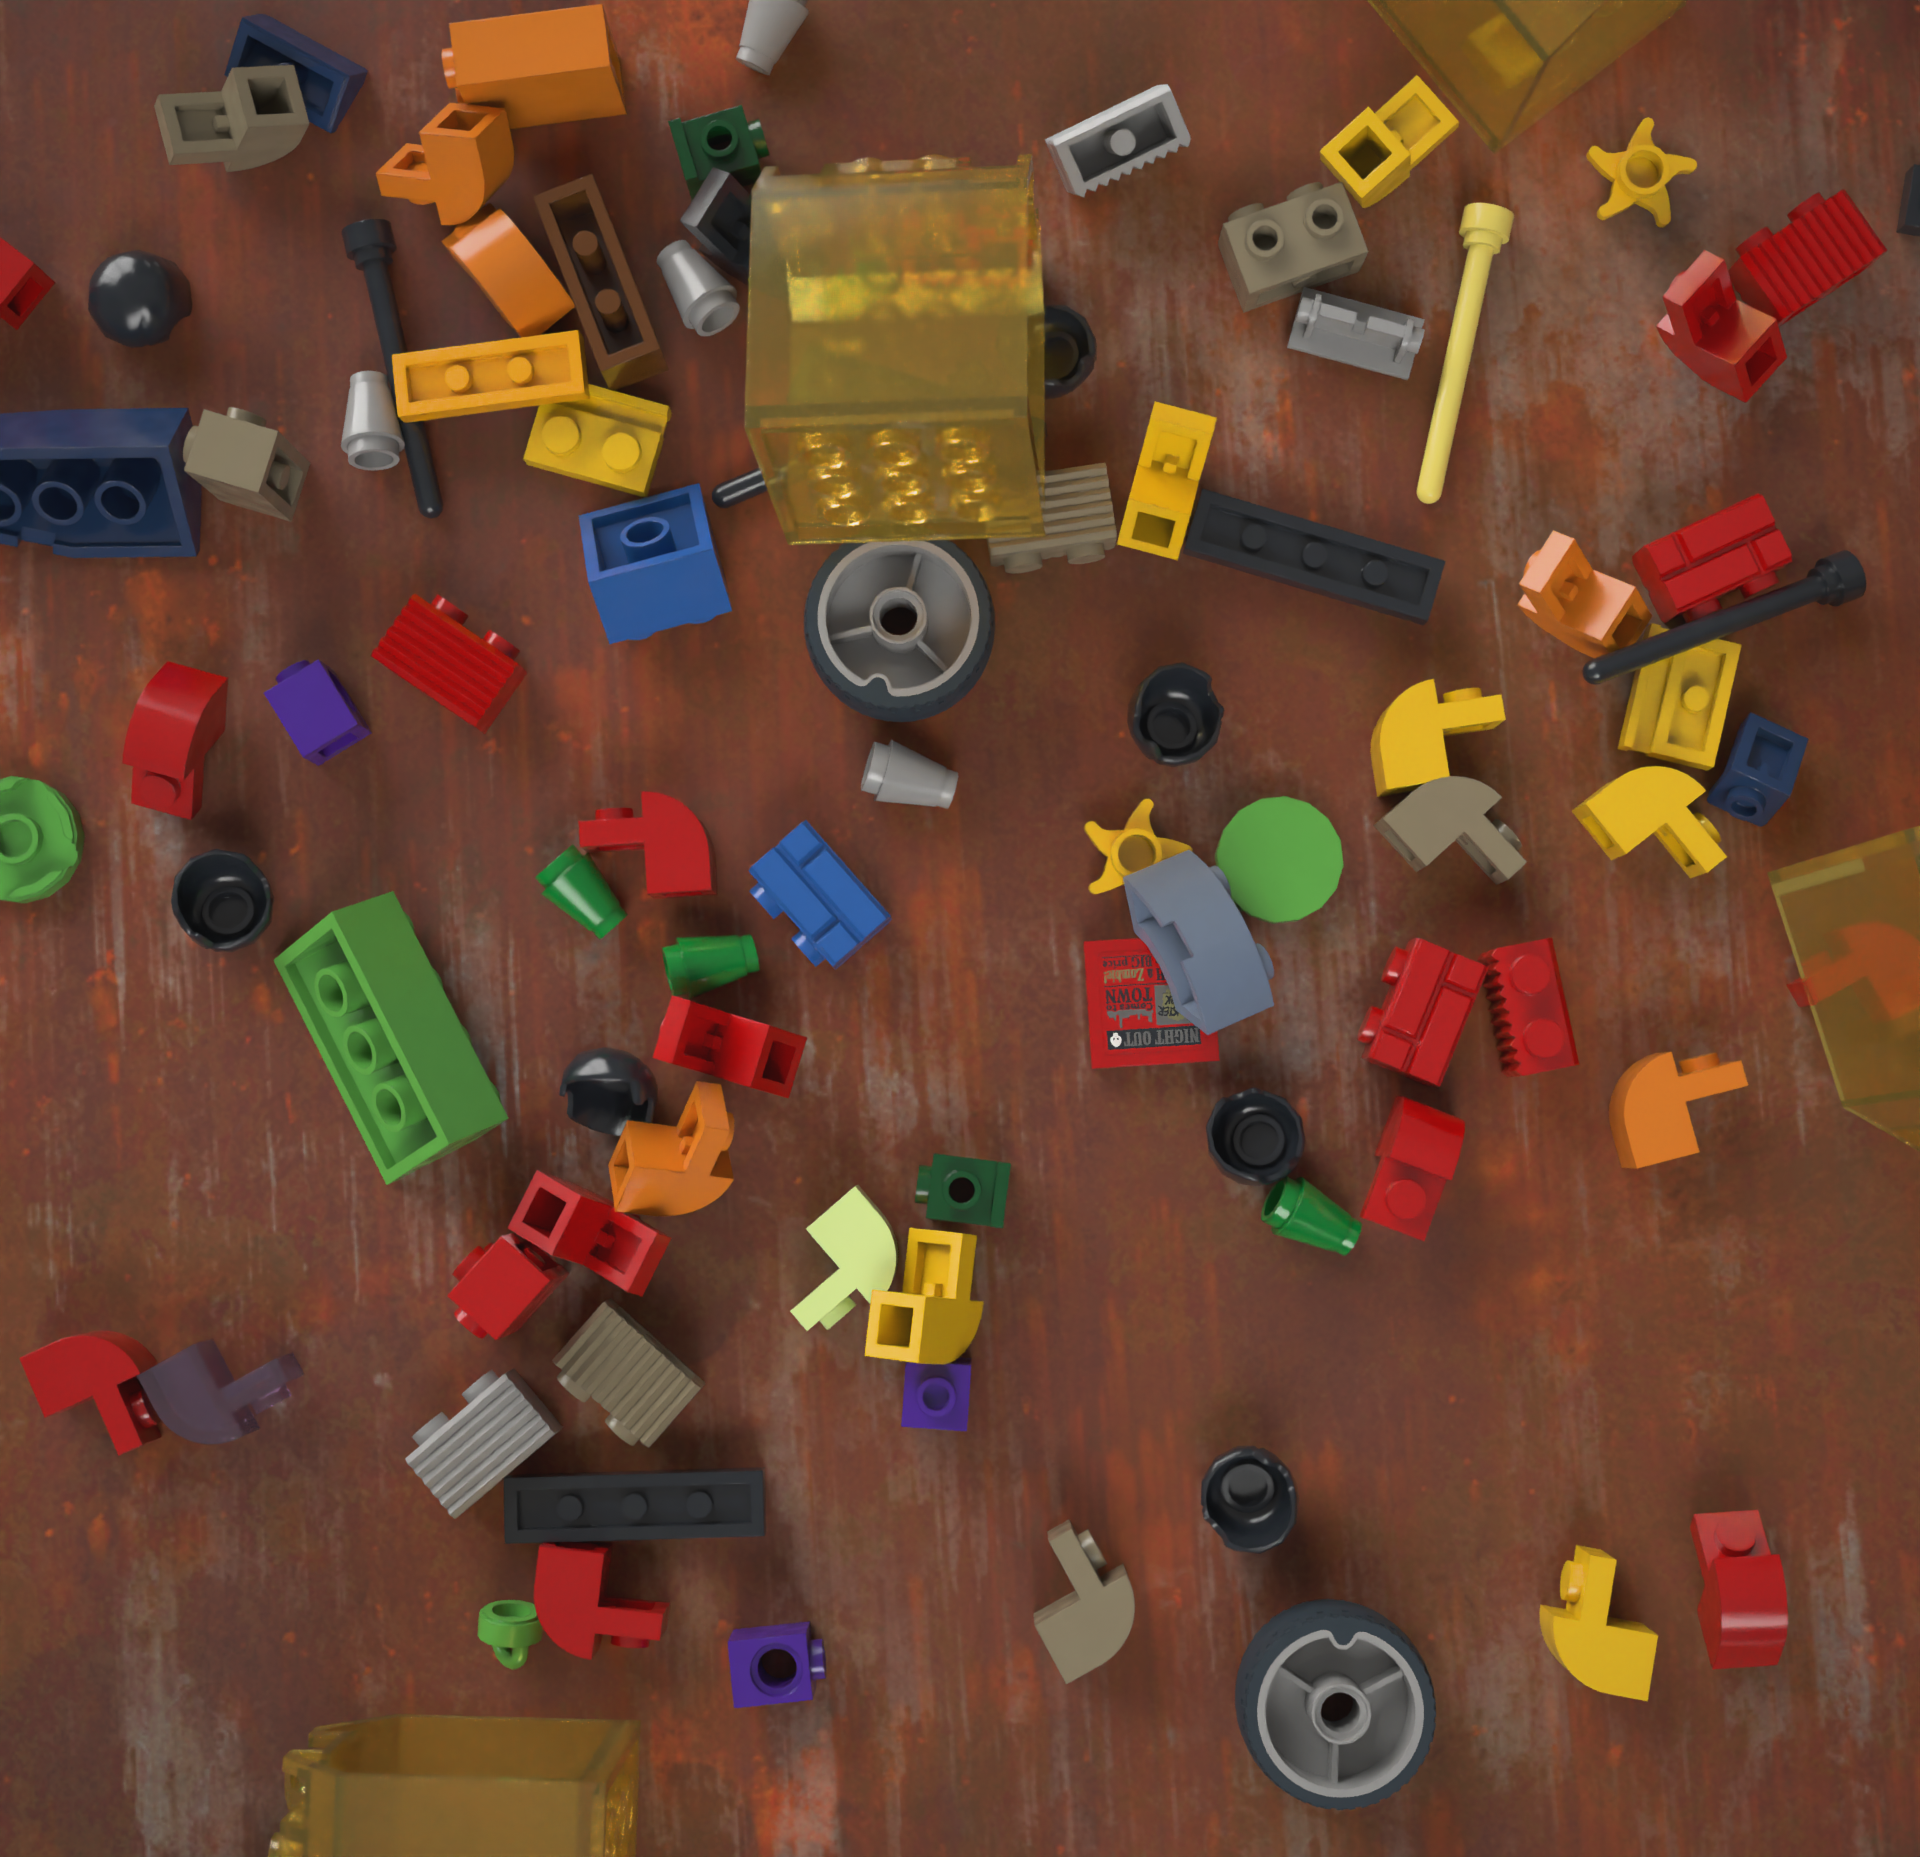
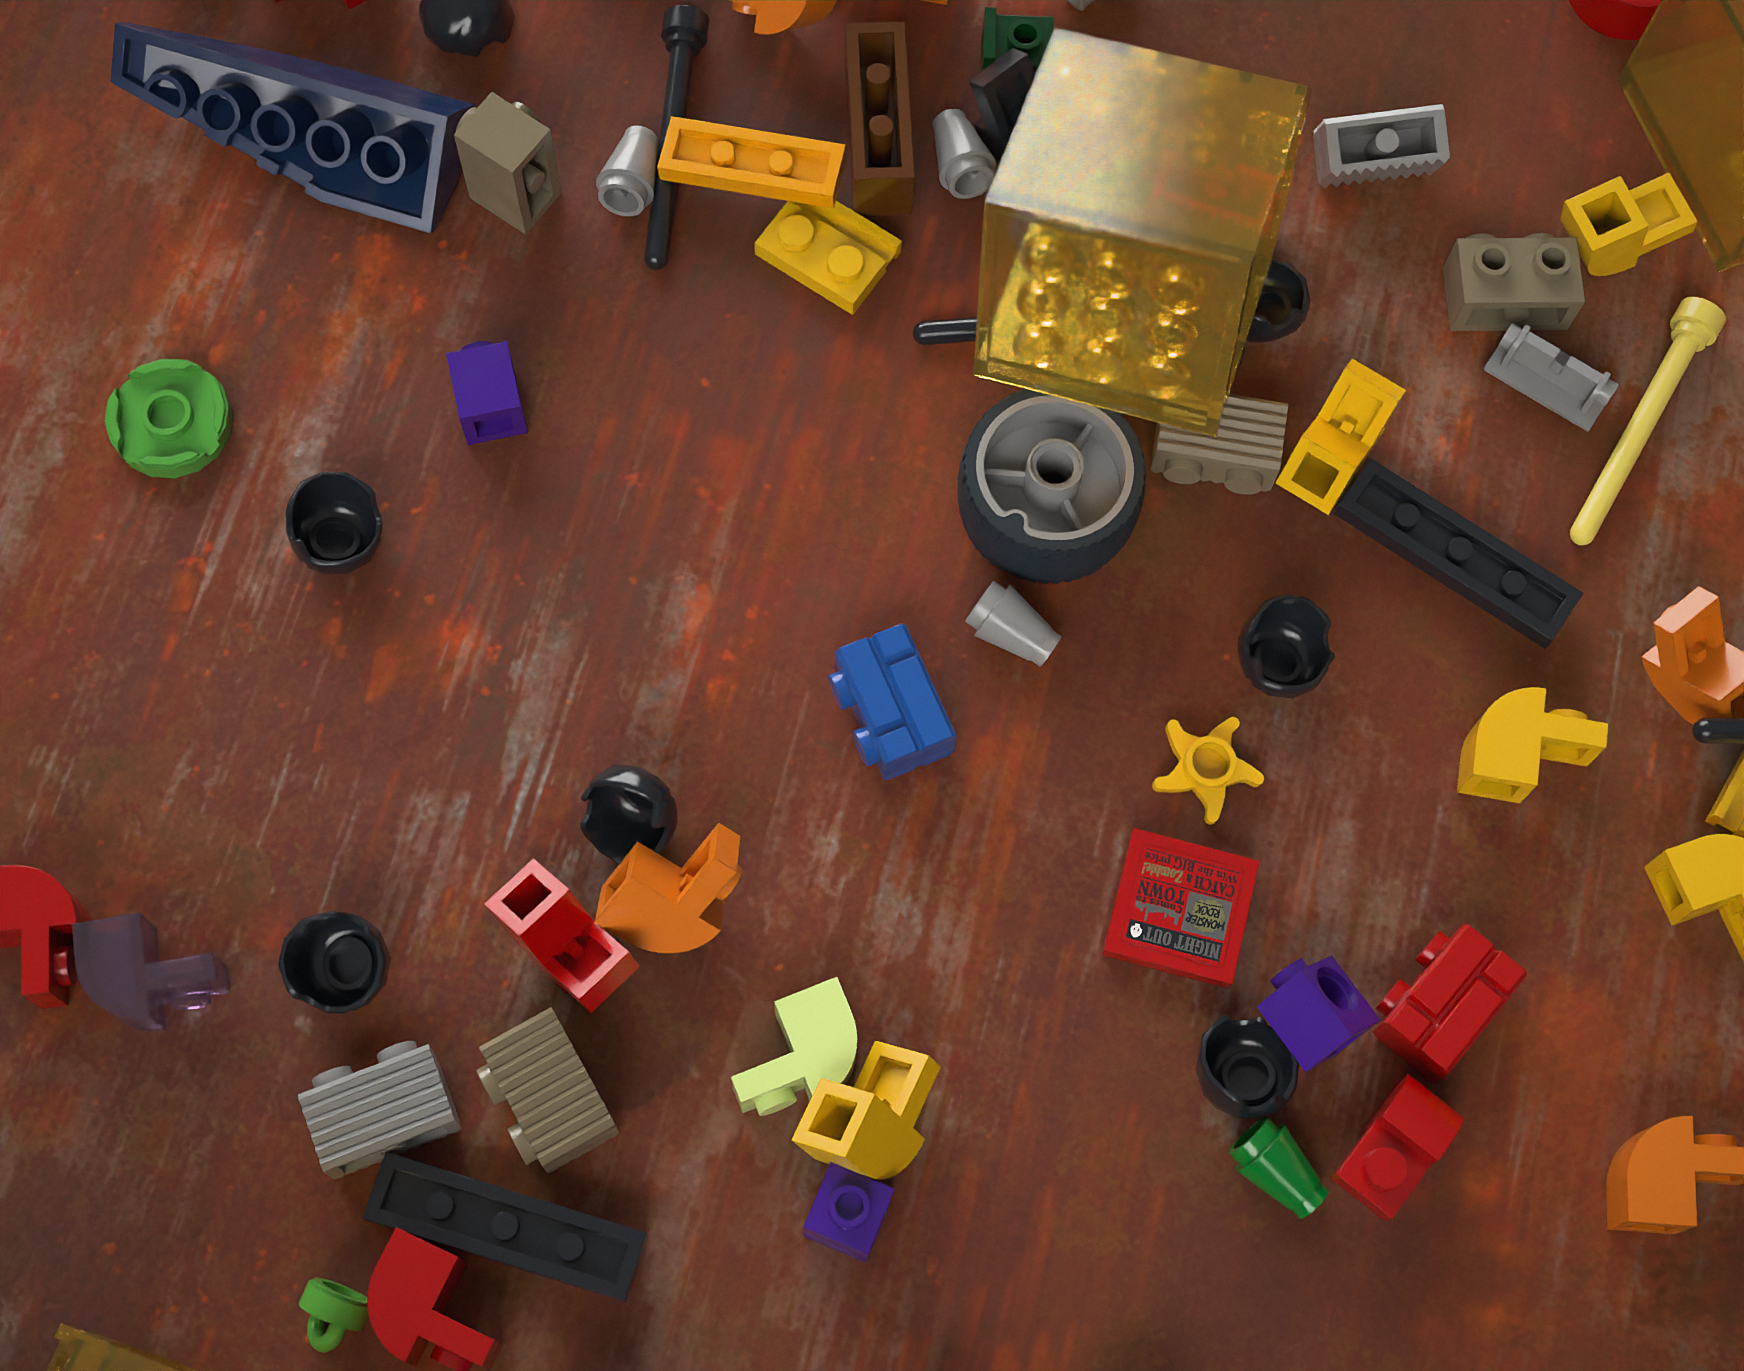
camera: 10 degrees right, 15 degrees down
(170, 734) = (344, 364): red brick -> none
(389, 1036) = (439, 698): bright green slope -> none
(390, 1323) = (334, 961): none -> black hair
(450, 662) = (624, 388): red brick -> none
(503, 1285) = (460, 957): red brick -> none
(509, 271) = (800, 84): orange brick -> none
(581, 891) = (669, 626): green cone -> none
(653, 564) = (841, 368): blue slope -> none
(674, 842) = (769, 605): red brick -> none
(708, 962) = (764, 729): green cone -> none
(729, 1047) = (771, 817): red brick -> none
(990, 1185) = (949, 1047): dark green brick -> none
(1199, 941) = (1249, 857): sand blue brick -> none
(1280, 859) = (1345, 816): bright green tile -> none
(1304, 1065) = (1316, 1011): none -> dark purple brick
(1450, 812) = (1527, 822): dark tan brick -> none
(1529, 1008) = (1556, 1032): red brick -> none

